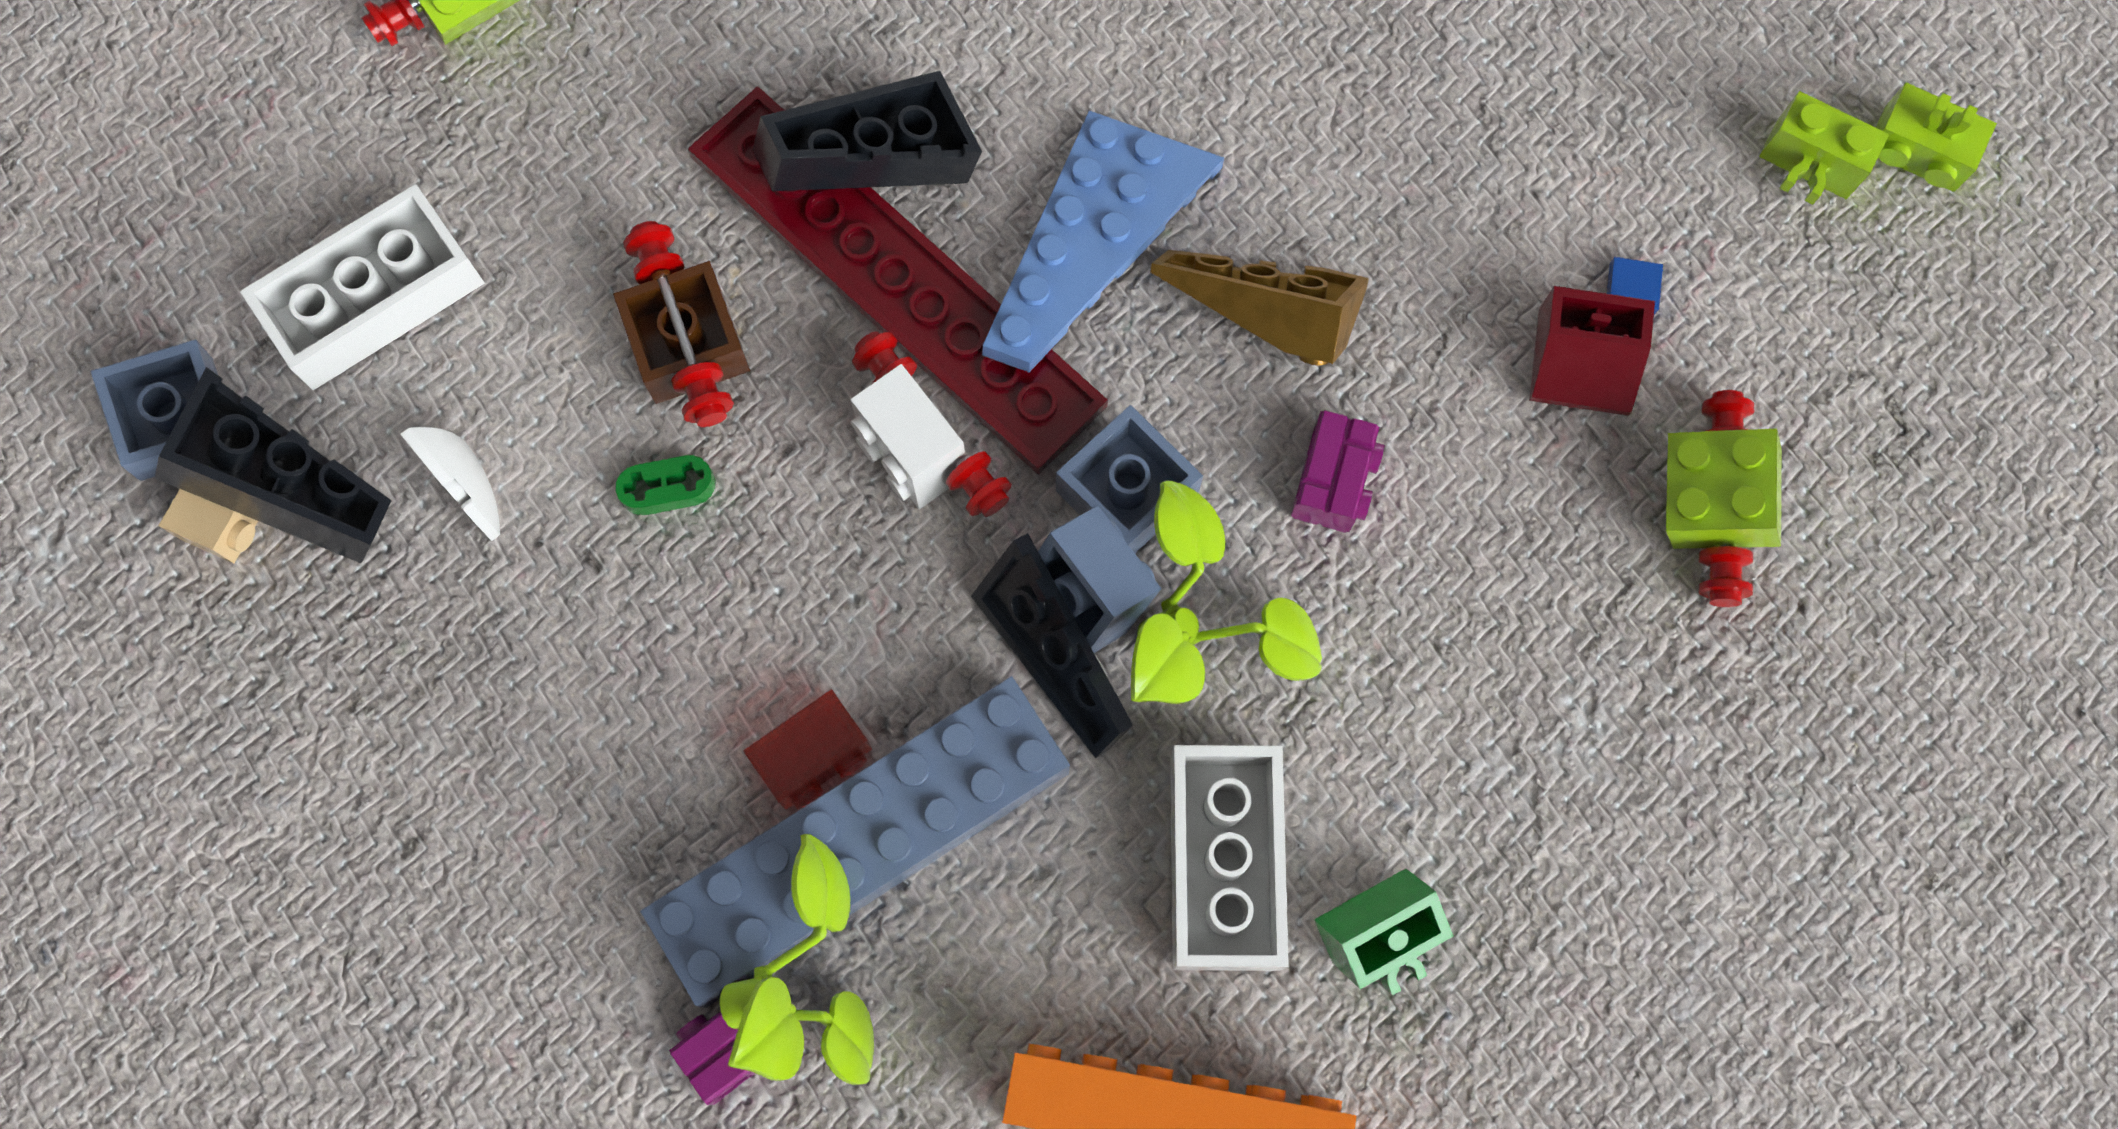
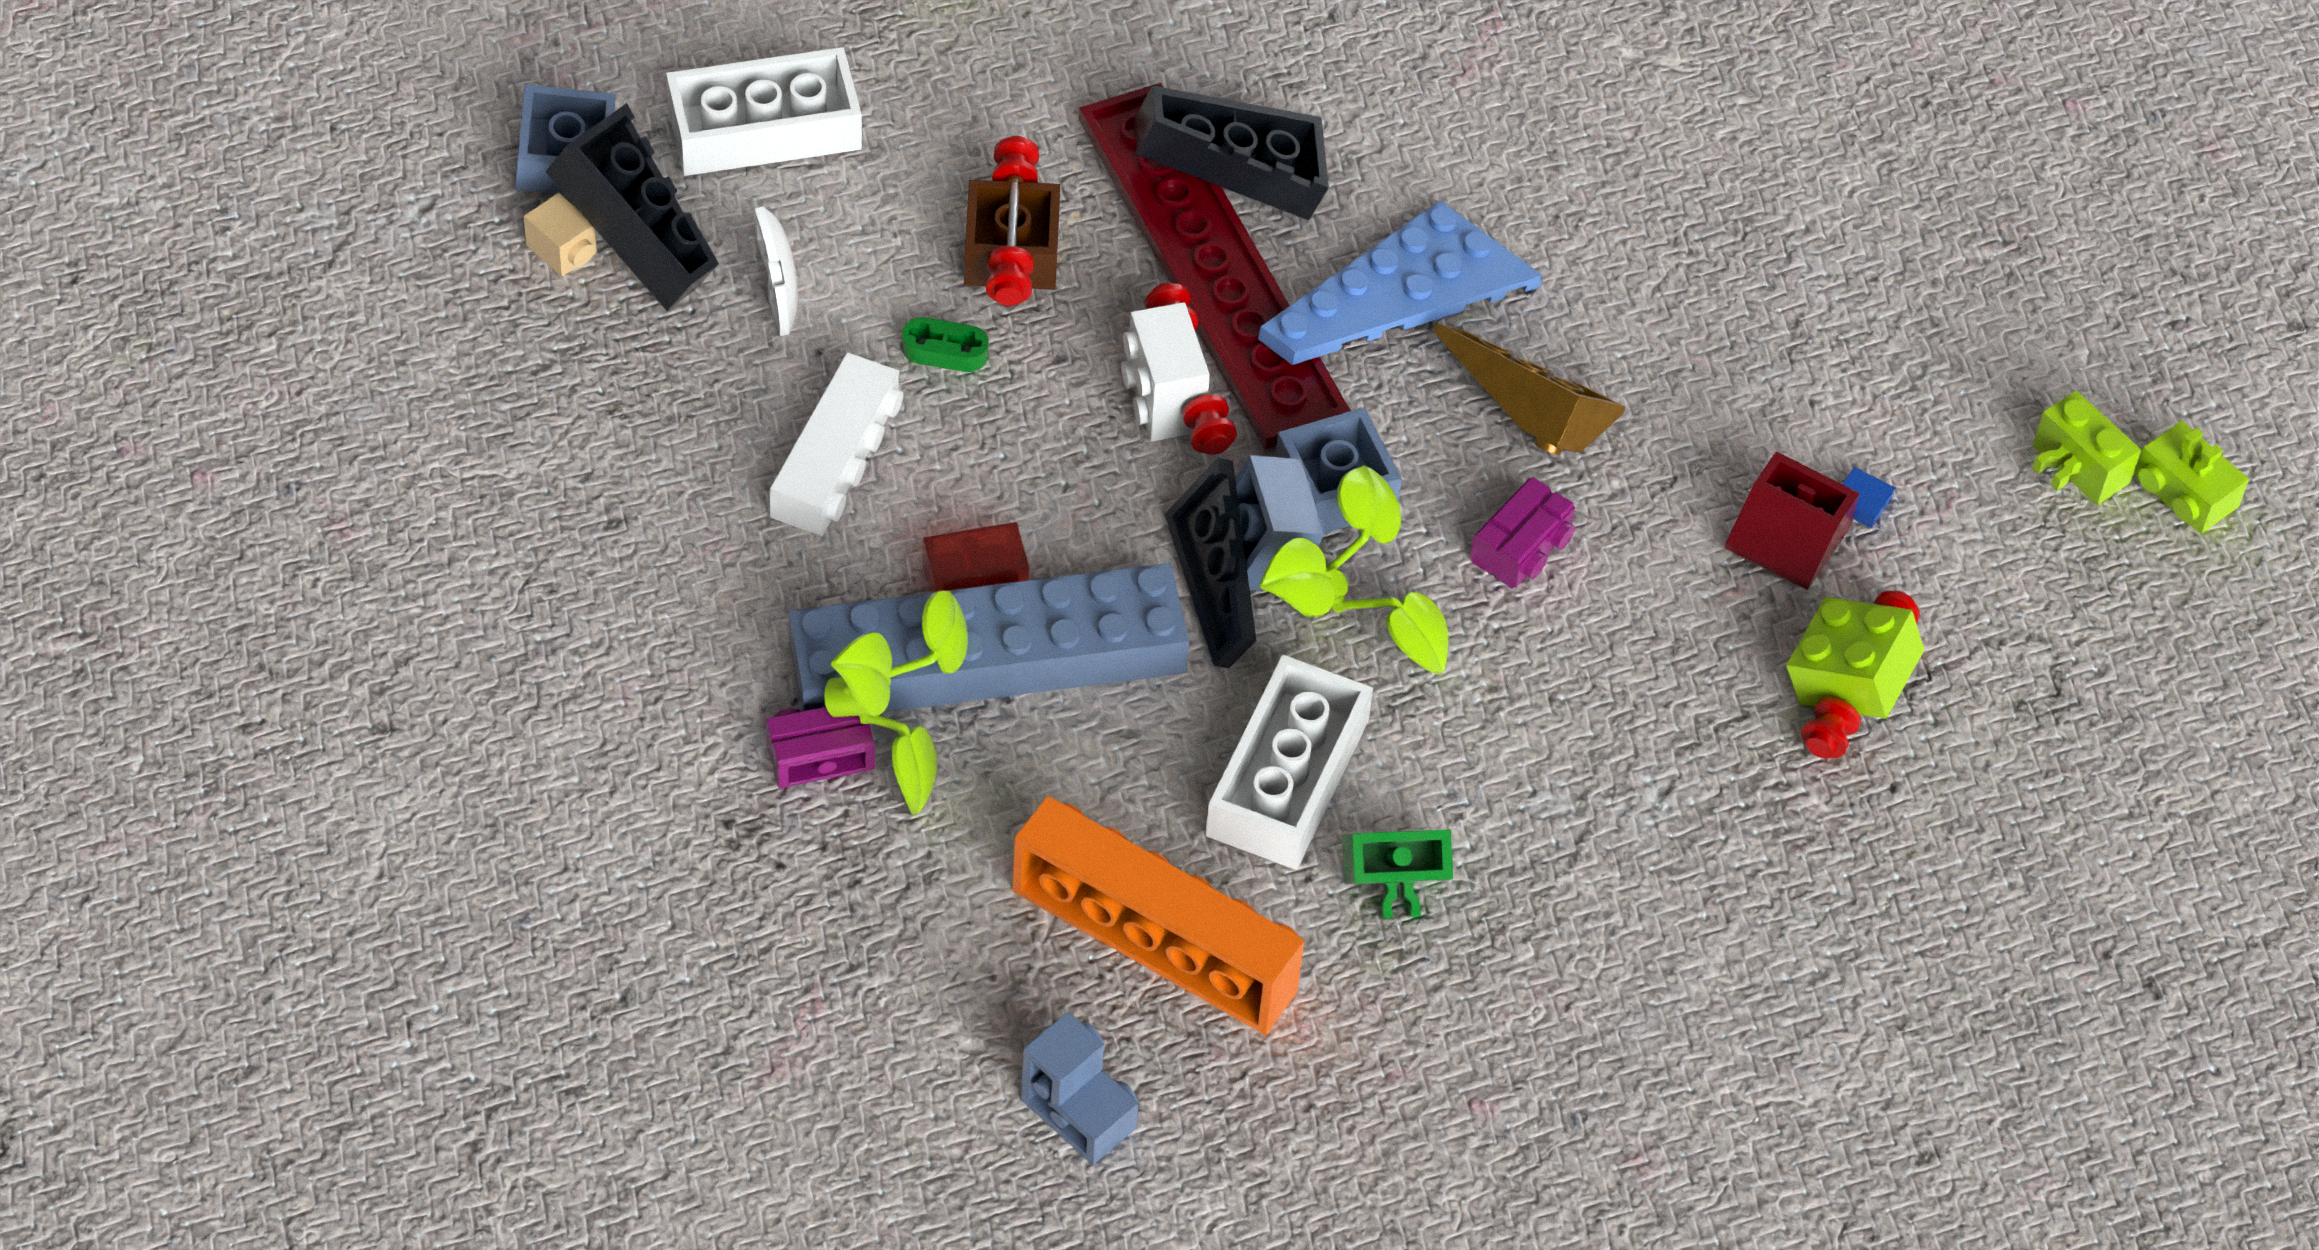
camera: 20 degrees right, 20 degrees down
(603, 661) = (835, 444): none -> white brick

